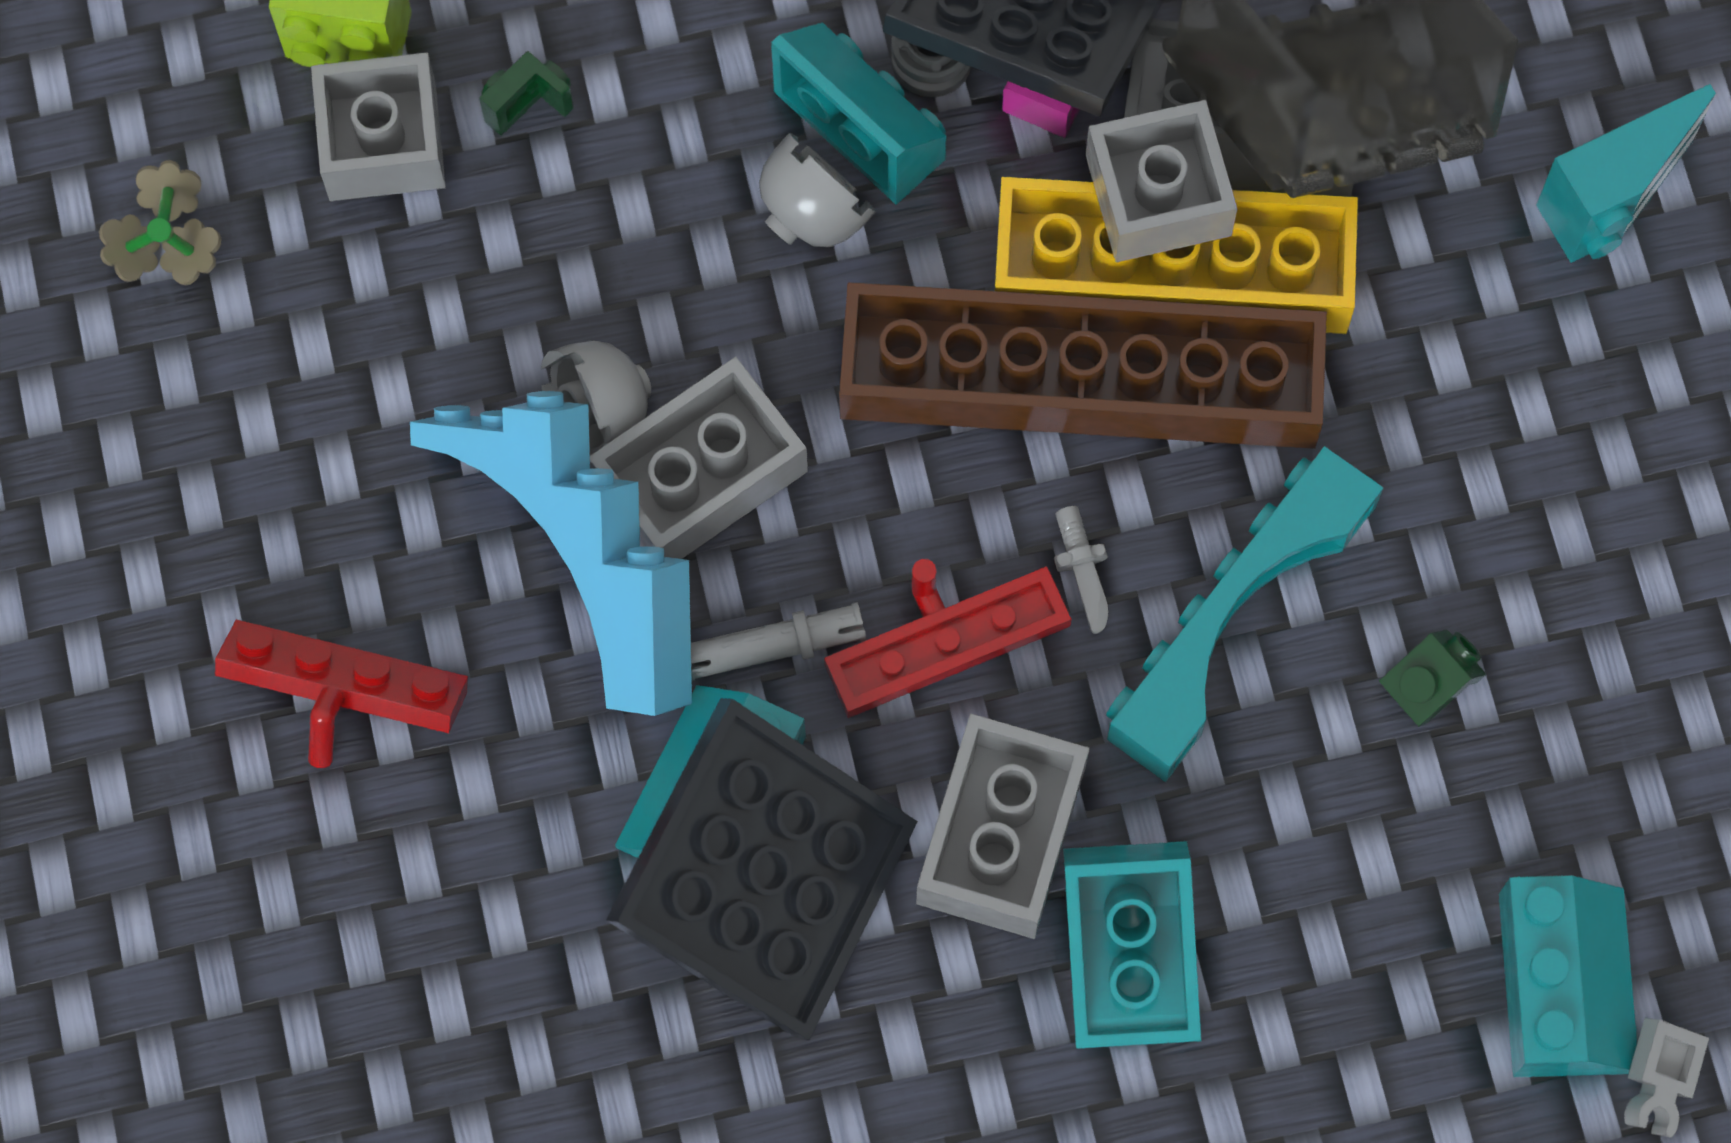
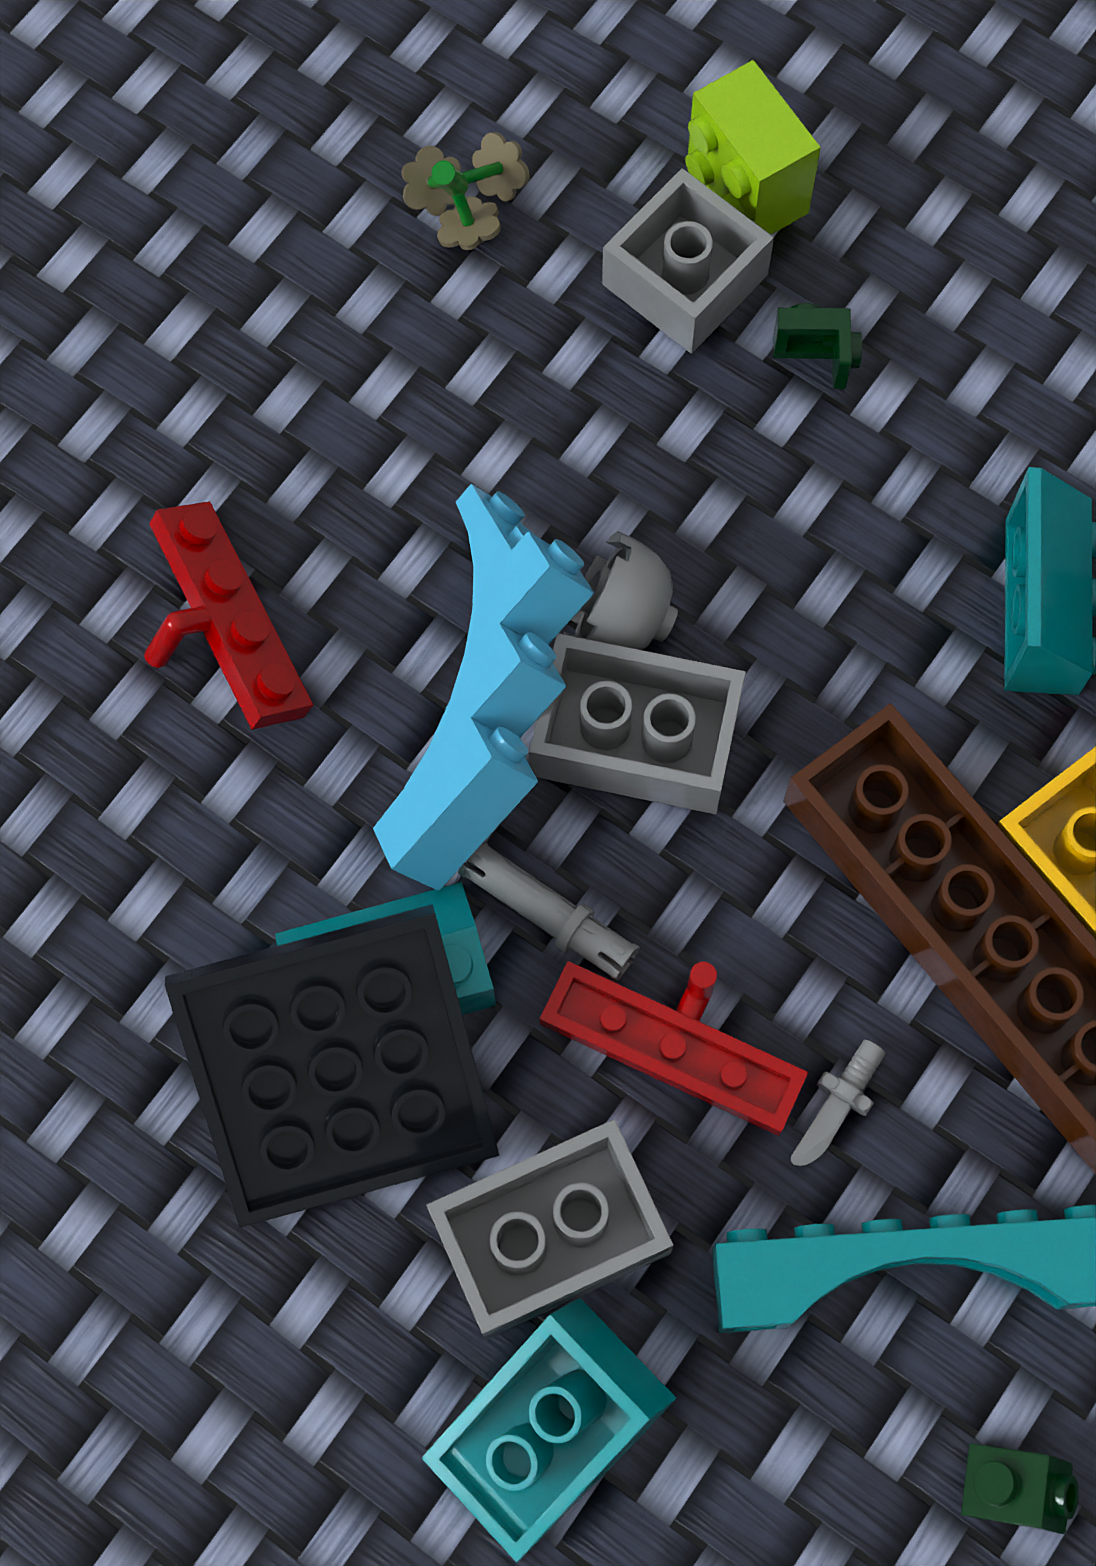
camera: 50 degrees right, 0 degrees up
(809, 197) = (940, 616): light grey cylinder -> none

